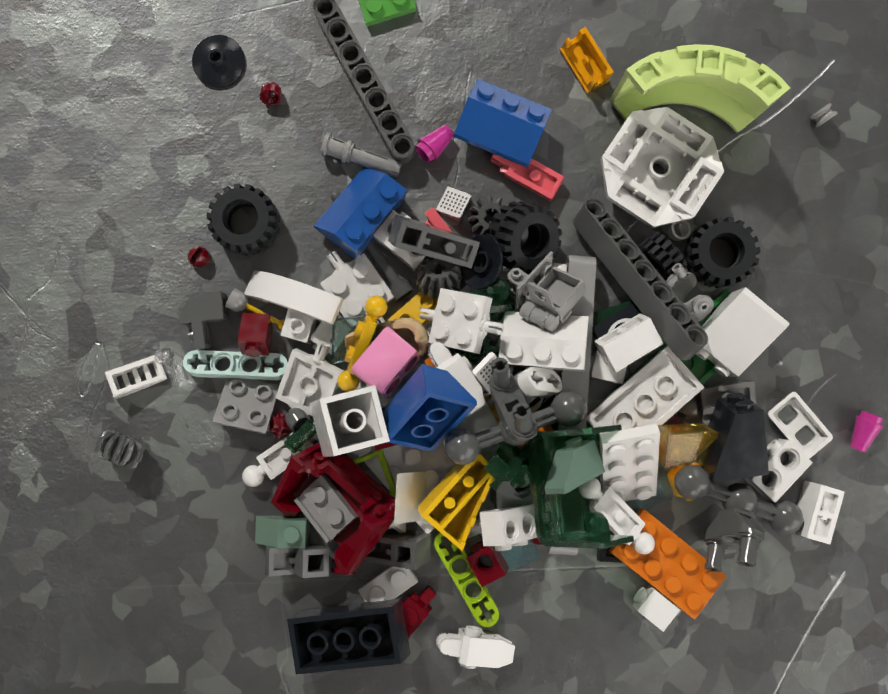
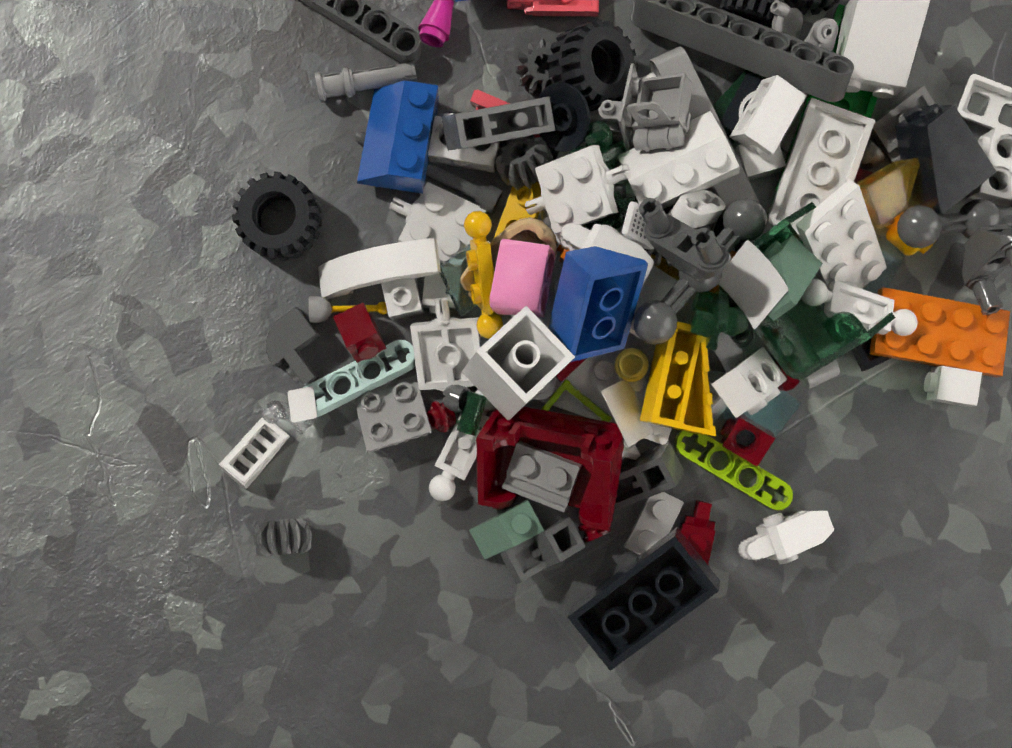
camera: 25 degrees left, 0 degrees up
(186, 362) = (302, 404): none -> white sticker
(203, 258) = (256, 285): dark red hinge -> none
(222, 72) = (158, 75): black dish -> none
(265, 93) = (222, 68): dark red hinge -> none
(433, 464) = (631, 364): none -> light yellow plate
(454, 203) = (494, 74): white slope -> none
(547, 459) = (753, 283): none -> white sticker

